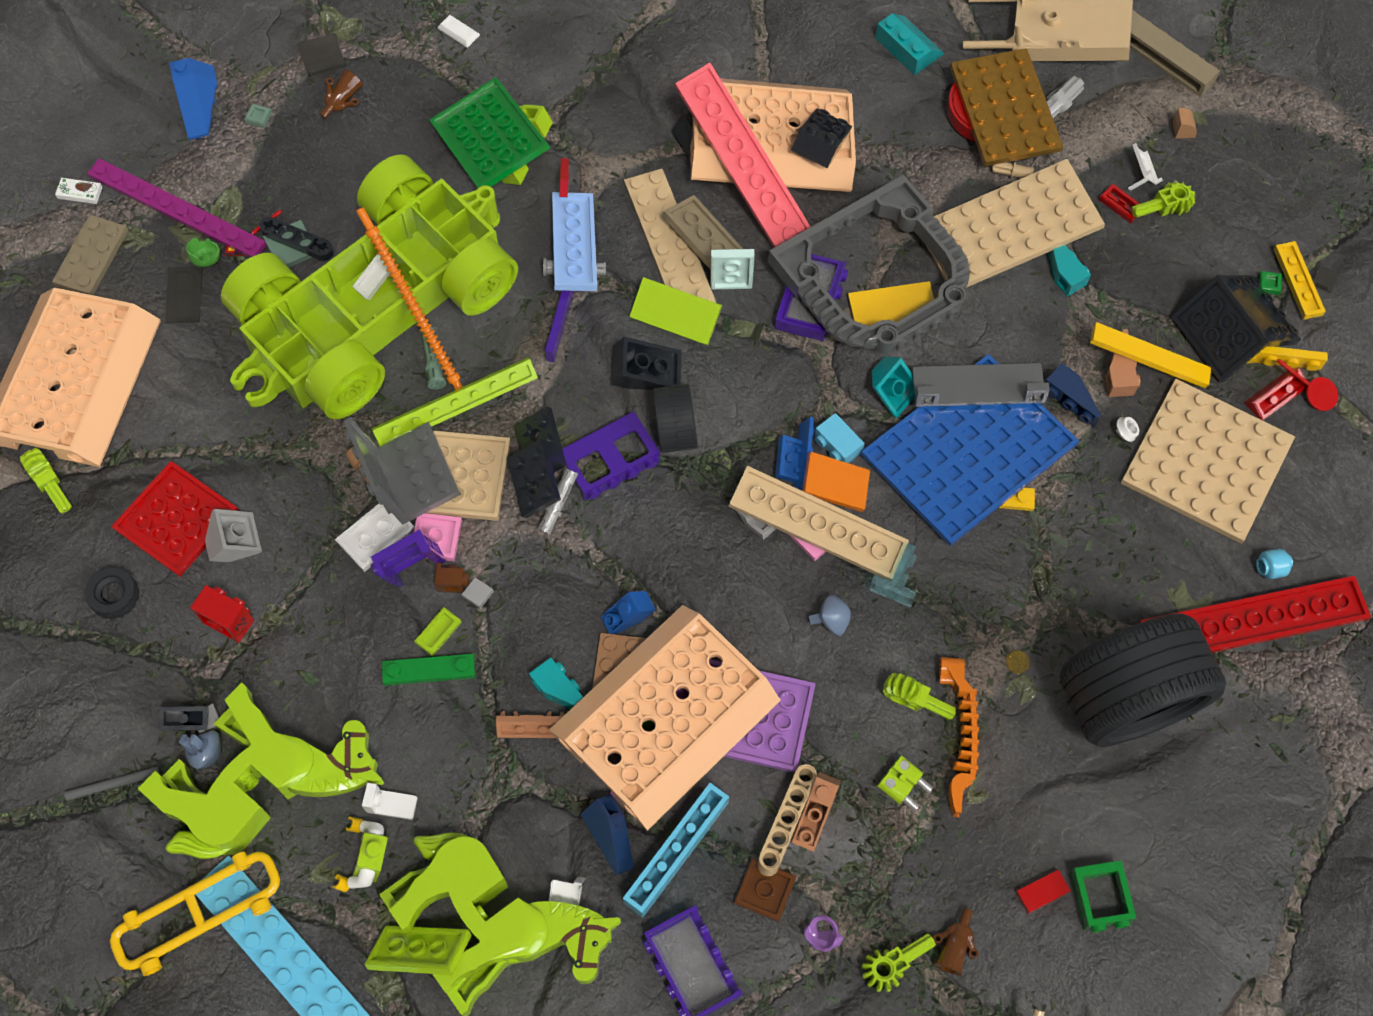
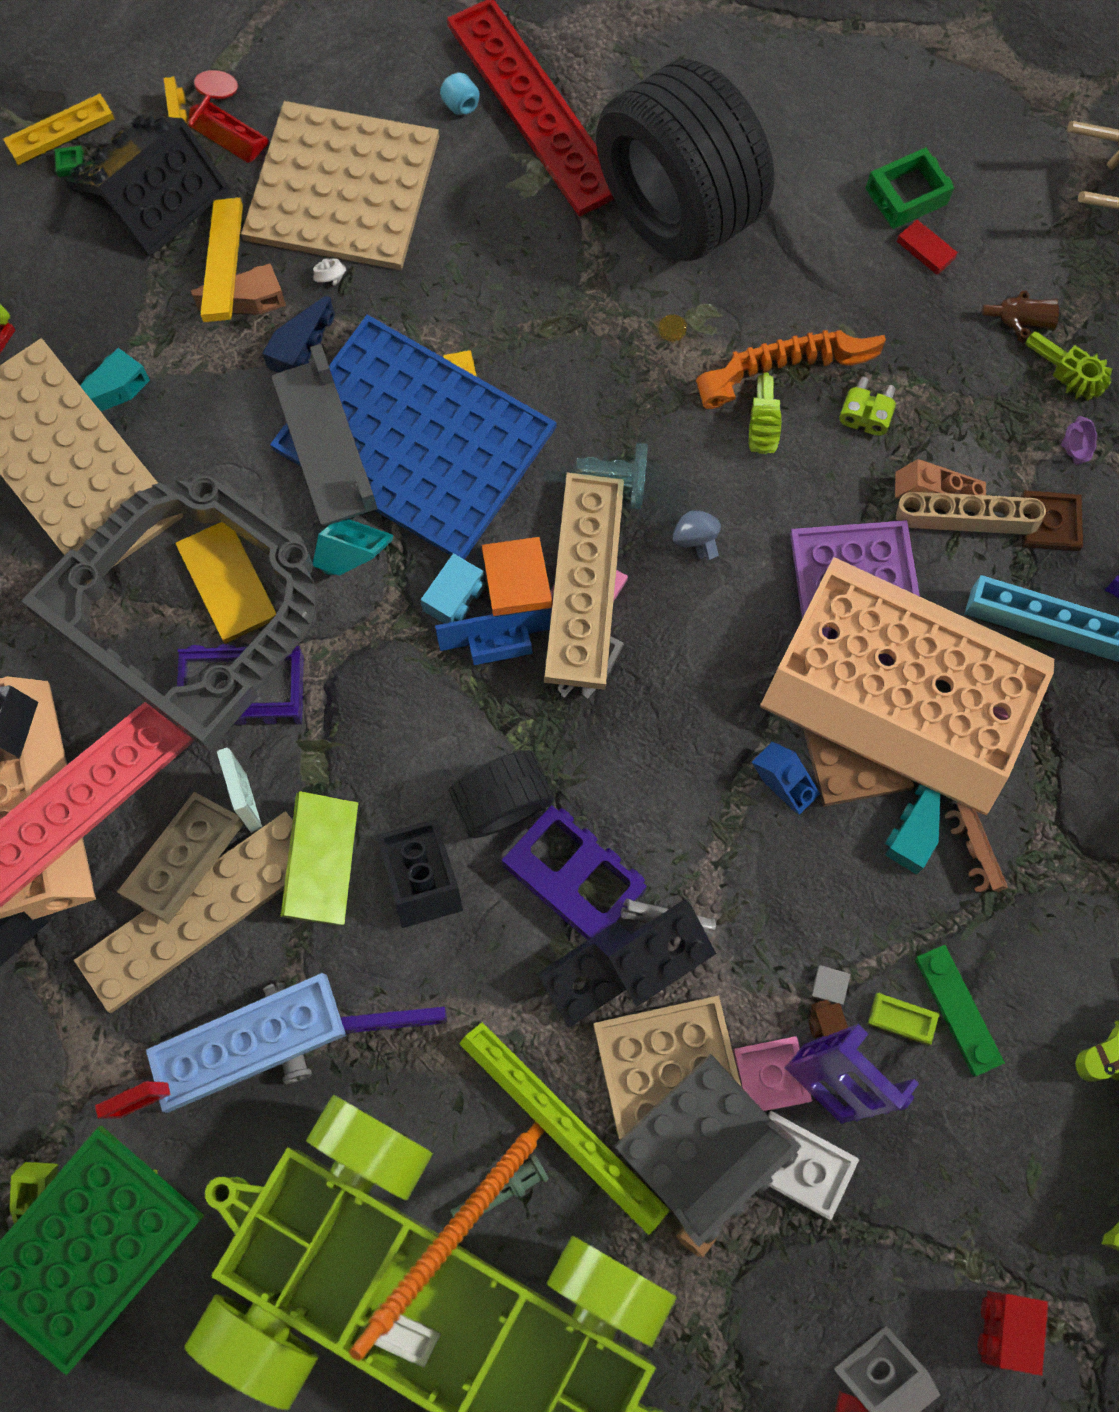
camera: 110 degrees left, 5 degrees up
(610, 831) = (1070, 705): dark blue slope -> none

